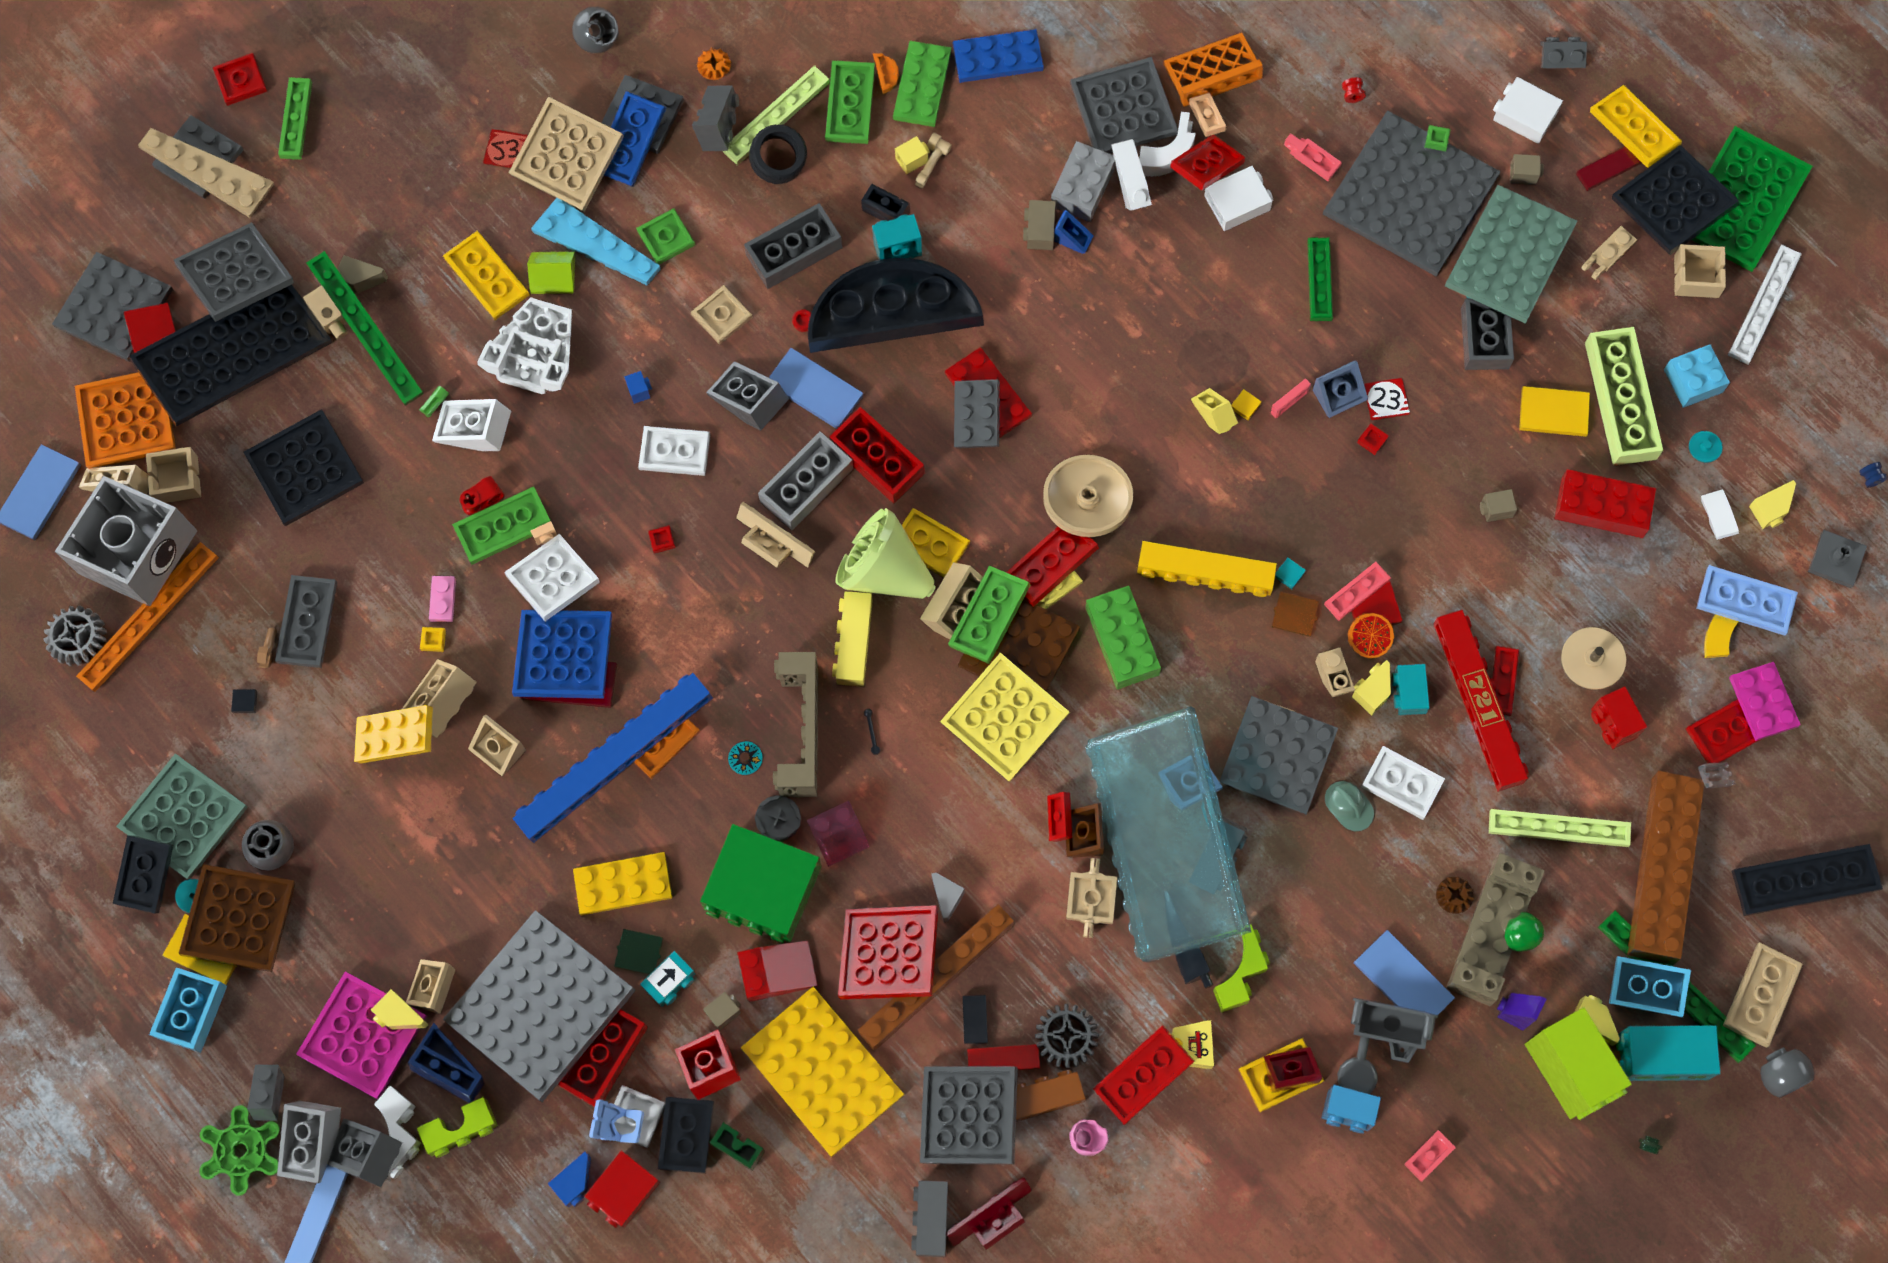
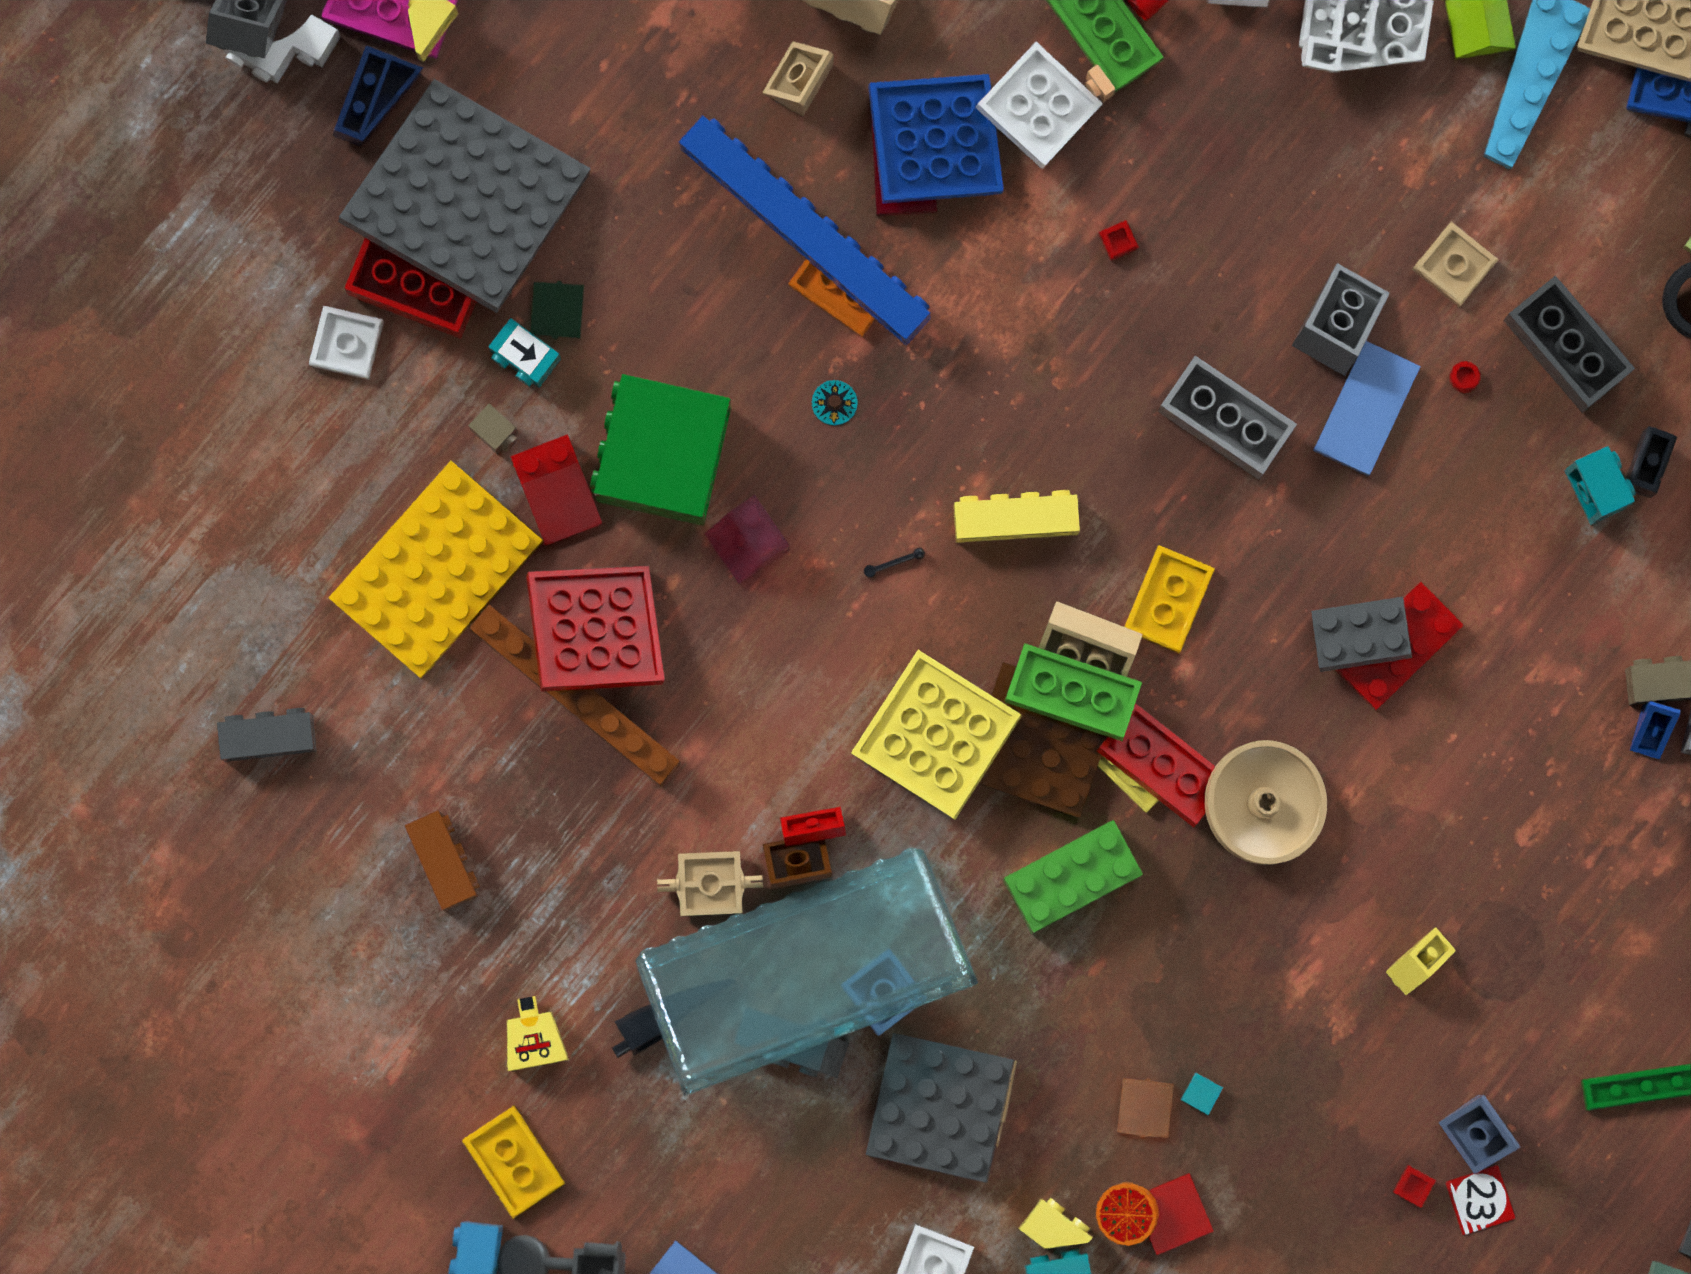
camera: 75 degrees right, 10 degrees up
(430, 985) = (473, 55): tan slope -> none
(478, 1121) = (313, 147): lime arch -> none
(573, 1181) = (251, 280): blue slope -> none
(605, 1116) = (325, 304): light blue piece -> none
(621, 1190) = (250, 342): red brick -> none
(622, 883) = (642, 273): yellow plate -> none
(638, 387) = (1328, 170): blue plate -> none
(665, 236) = (1558, 168): bright green tile -> none
(674, 450) = (1247, 235): white tile -> none
(685, 1135) = (330, 410): black plate -> none
(708, 1064) = (419, 422): red brick -> none
(728, 1142) = (314, 486): dark green brick -> none
(771, 540) = (1135, 385): tan bracket -> none
(778, 818) = (758, 458): dark grey tile -> none
(797, 670) = (959, 463): dark tan plate -> none
(878, 455) = (1279, 507): red brick -> none
(885, 561) = (1124, 540): yellowish green cone -> none
(891, 302) = (1505, 491): black plate -> none
(948, 895) = (685, 694): light grey slope -> none
(969, 1115) = (401, 764): dark grey plate -> none
(975, 1019) = (529, 754): black tile -> none
(994, 1218) = (277, 816): dark red bracket -> none
(1021, 1056) = (484, 799): red tile -> none
(1077, 1035) = (496, 879): dark grey gear -> none
(1088, 1137) = (395, 921): bright pink hair -> none
(1143, 1075) = (485, 982): red tile -> none
(1206, 568) = (1188, 978): yellow brick -> none
(1246, 404) = (1438, 1004): yellow tile -> none
(1254, 962) = (654, 1107): lime arch -> none
(1290, 398) = (1455, 1064): coral tile -> none
(1292, 1069) = (518, 1173): dark red slope -> none
(1334, 672) = (1063, 1170): tan slope -> none
(1349, 806) = (887, 1211): sand green piece -> none
(1357, 591) = (1187, 1188): coral tile -> none

